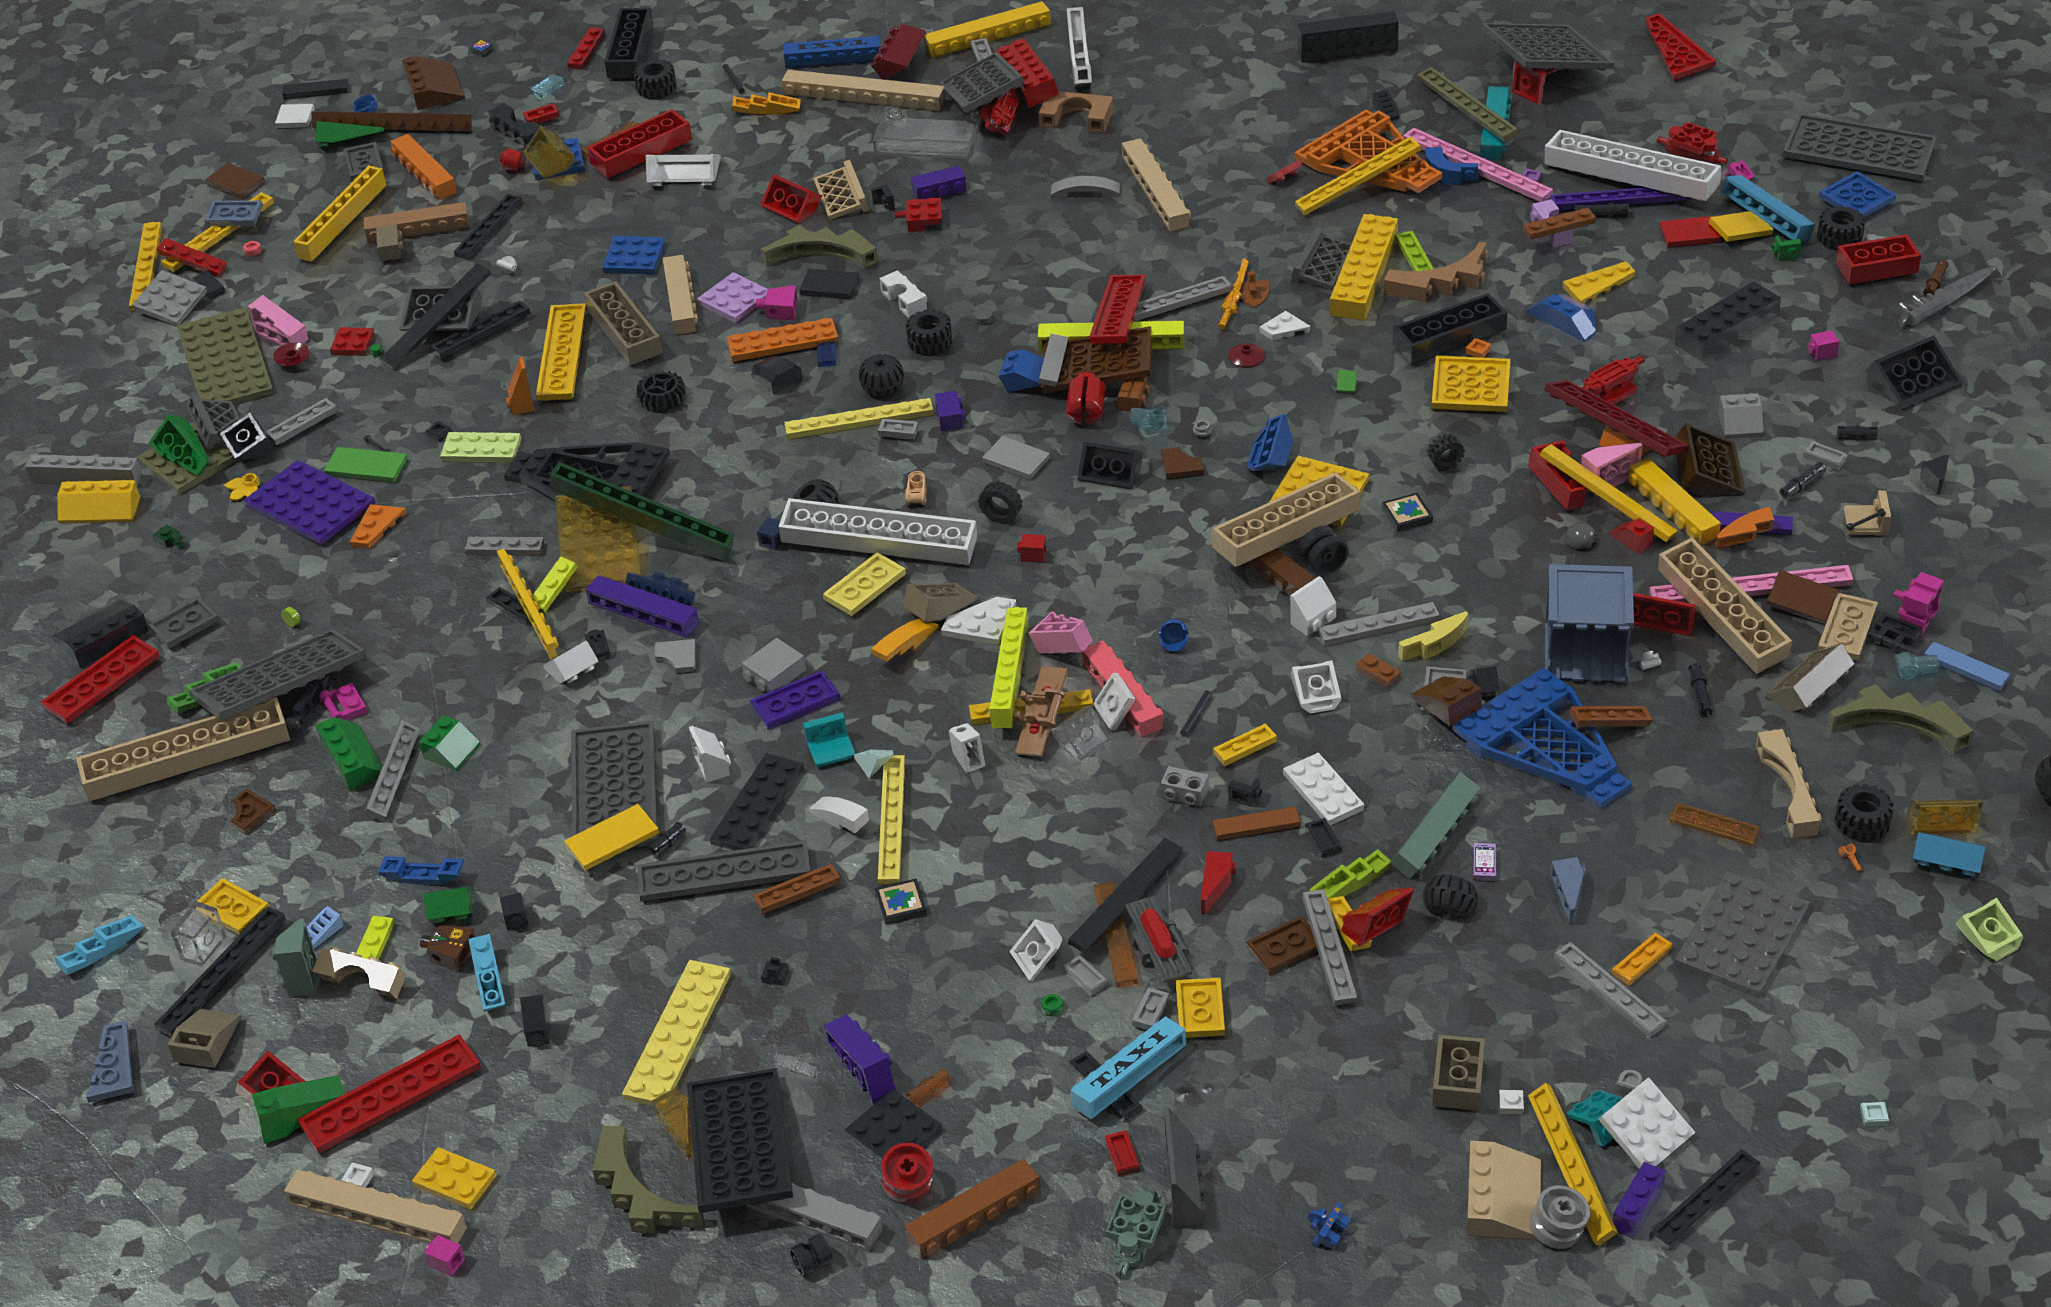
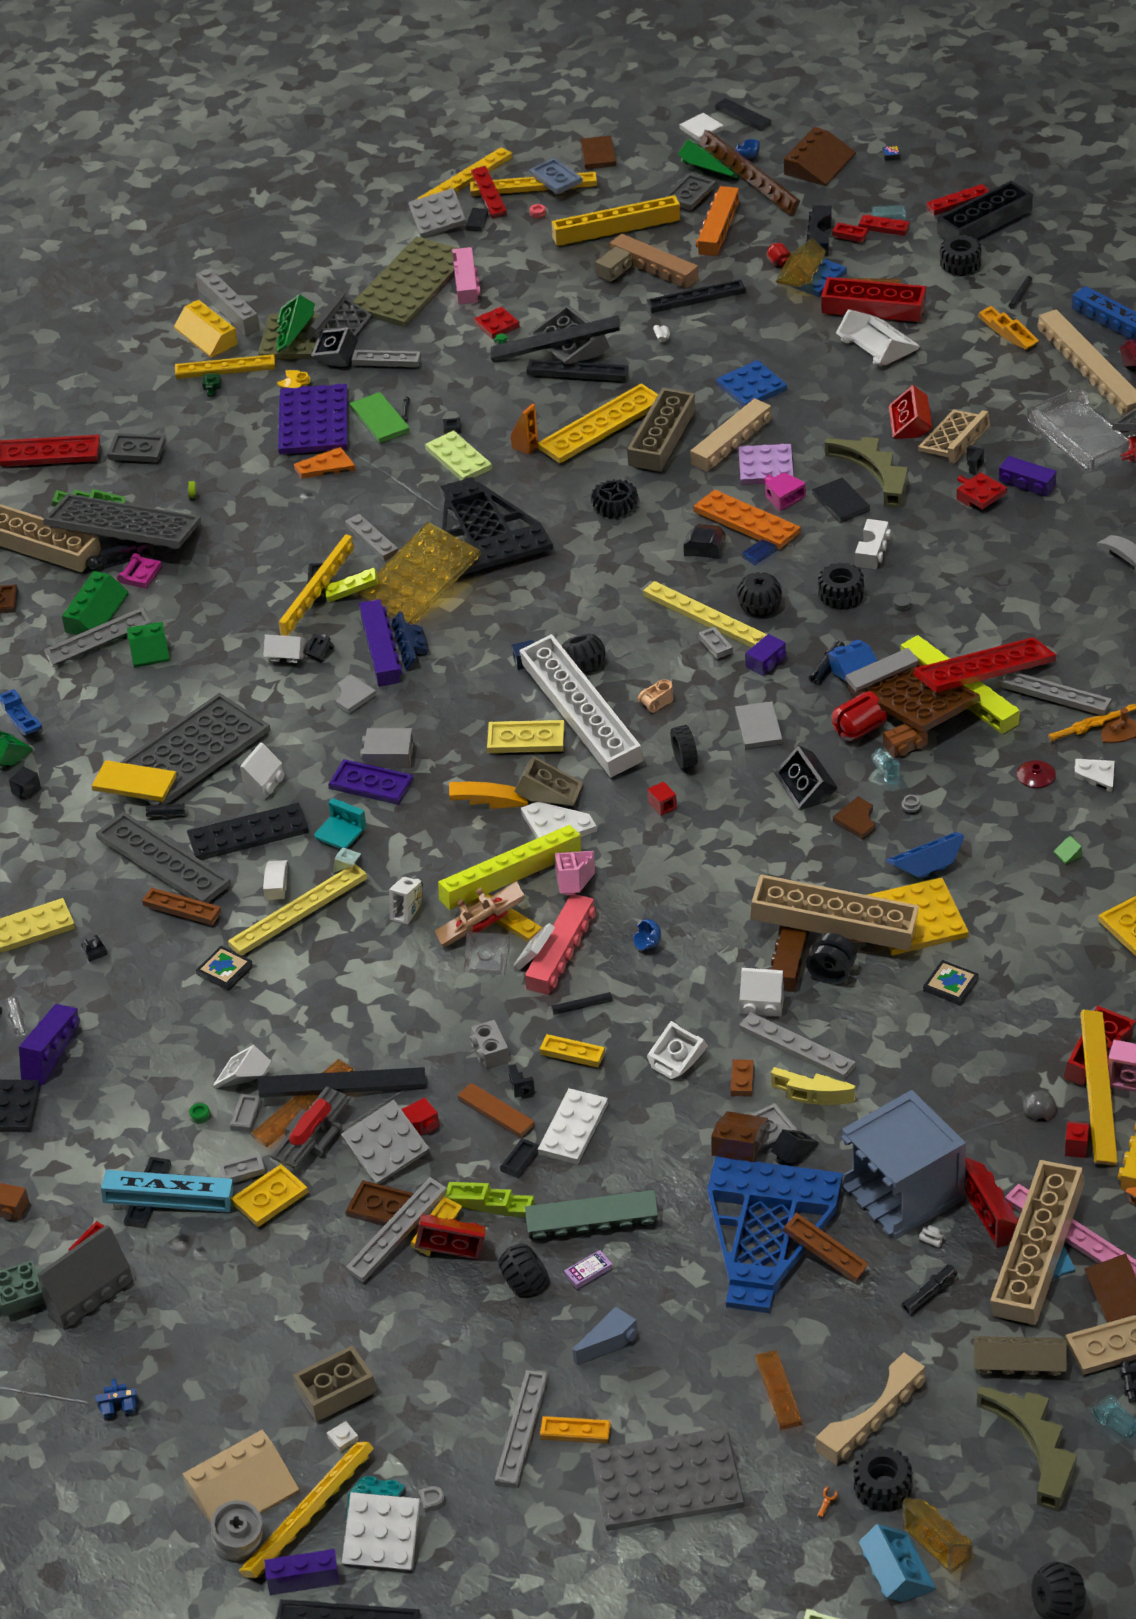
camera: 50 degrees right, 0 degrees up
(101, 632) = (89, 419): black slope -> none
(159, 518) = (225, 366): none -> yellow tile
(291, 354) = (446, 305): dark red dish -> none
(558, 95) = (884, 225): none -> red plate
(641, 511) = (453, 573): dark green brick -> none
(928, 1086) = (58, 1097): clear orange pin -> none
(999, 389) = (824, 665): none -> black pin
(1228, 902) = (385, 1142): none -> light grey plate
(1440, 446) = (1040, 959): black tyre -> none

